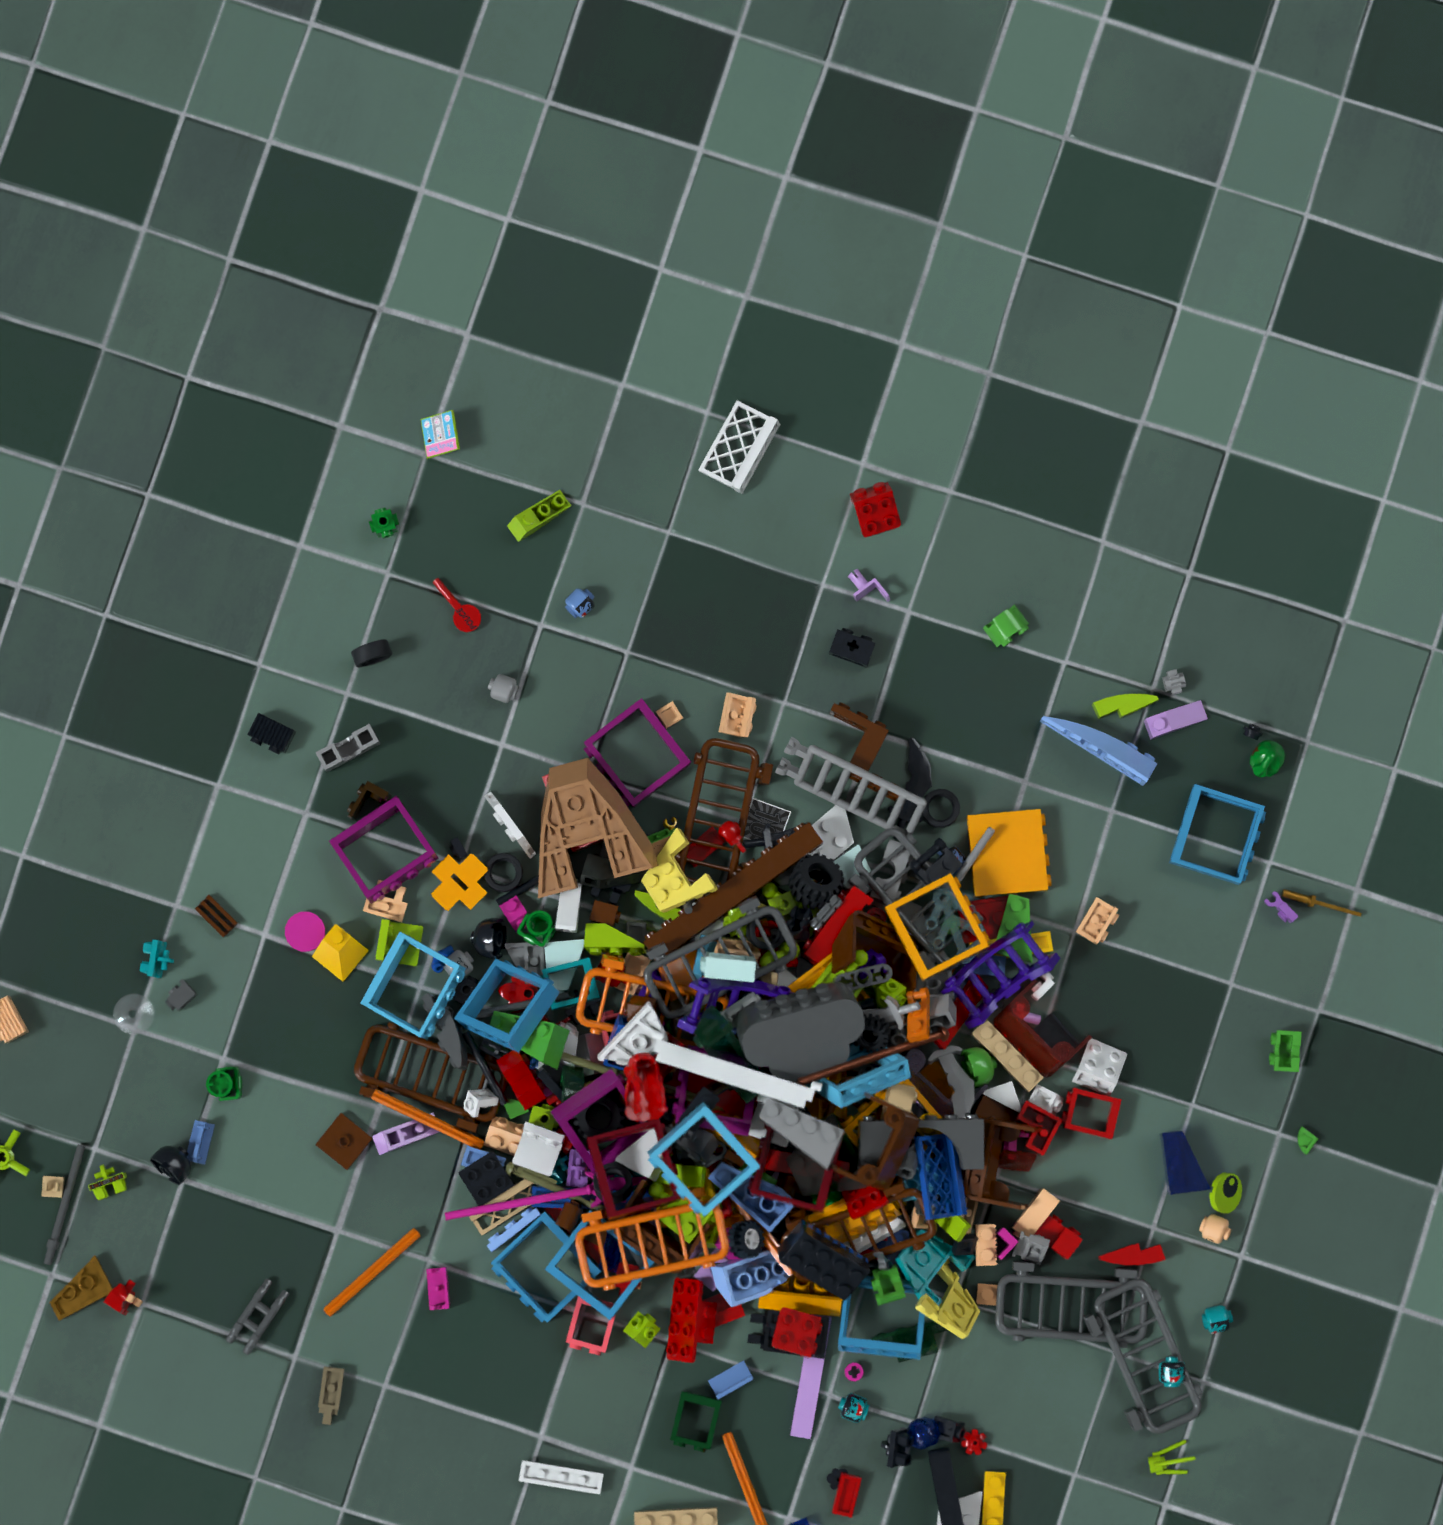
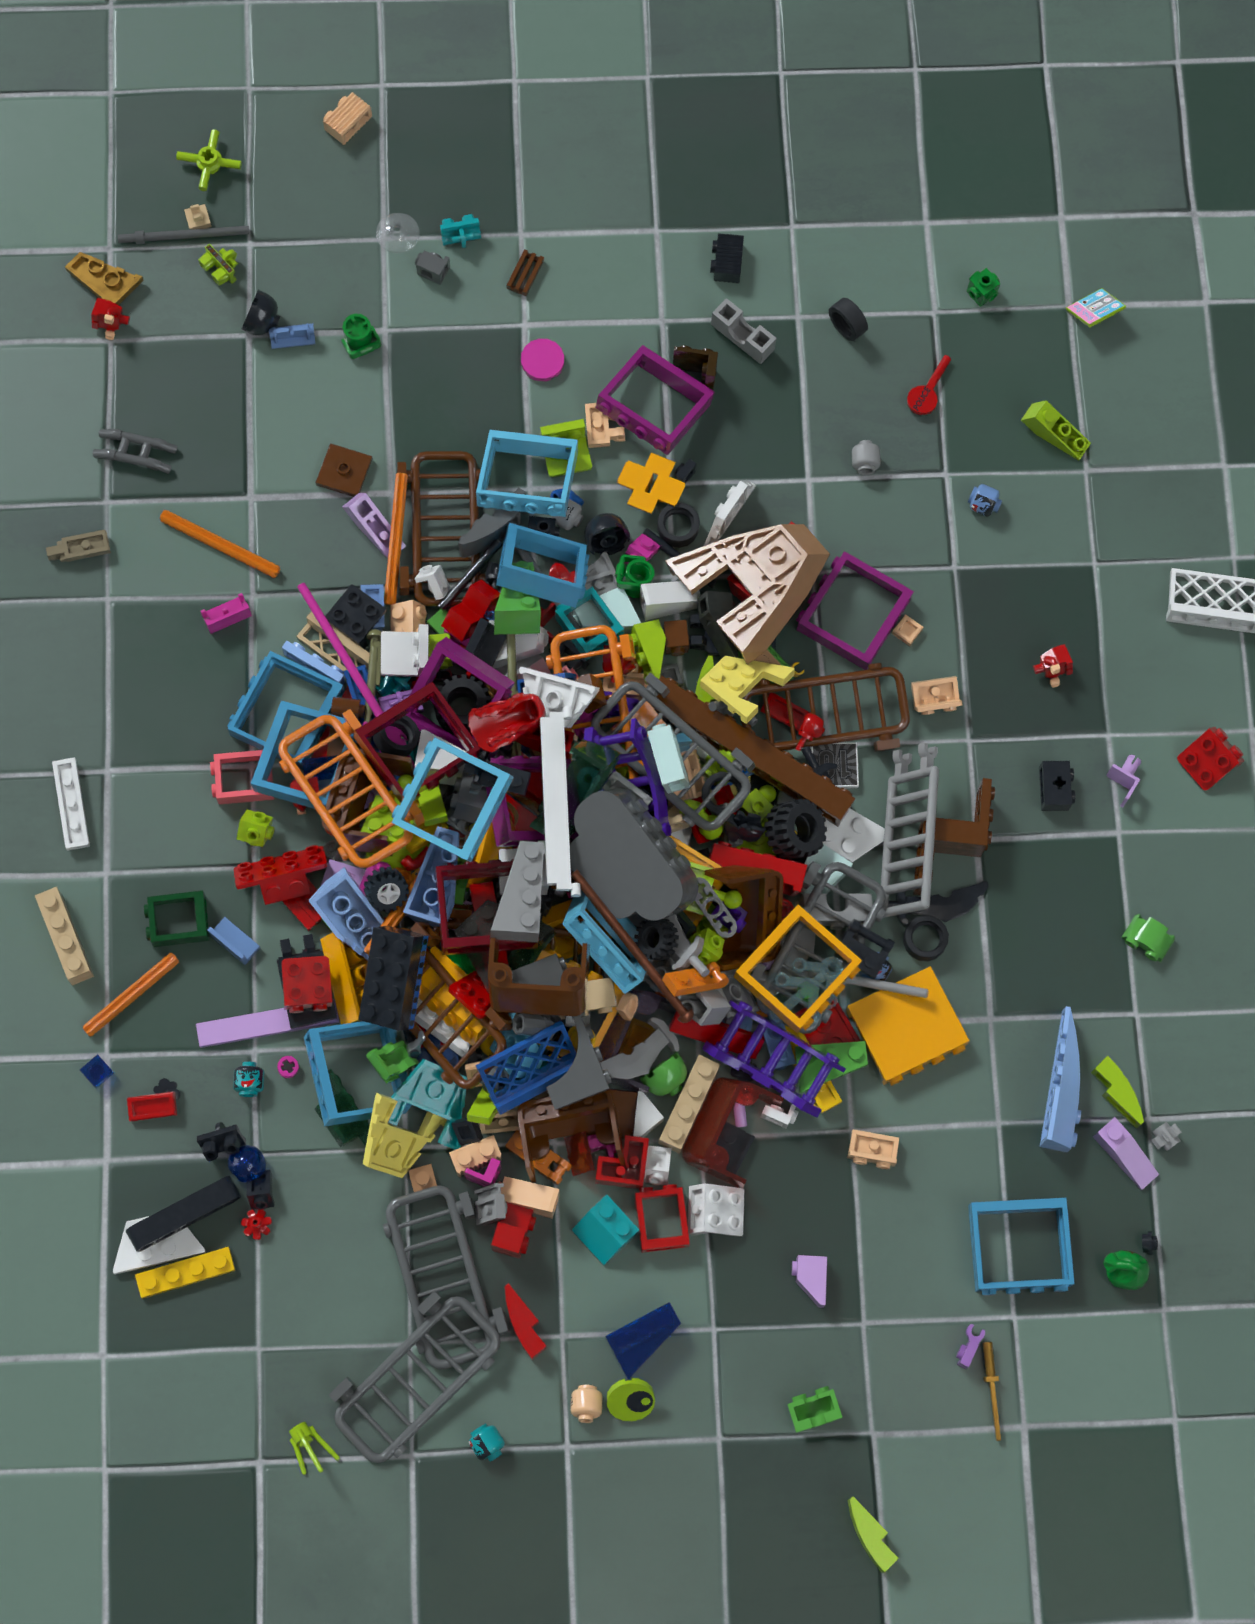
camera: 65 degrees right, 10 degrees down
(339, 952) = (535, 398): yellow slope -> none
(572, 1081) = (492, 656): clear green slope -> none
(746, 605) = (1054, 663): none -> red piece
(826, 912) = (767, 848): dark grey axle -> none
(916, 1077) = (627, 1006): none -> light nougat tile
(987, 1209) = (543, 1164): none -> orange plate
(1083, 1162) = (605, 1230): none -> teal slope
(1172, 1372) = (408, 1411): head -> none
(1181, 1011) = (811, 1277): none -> lavender slope
(1306, 1140) = (723, 1471): bright green tile -> none
(1398, 1044) = (871, 1536): none -> lime slope

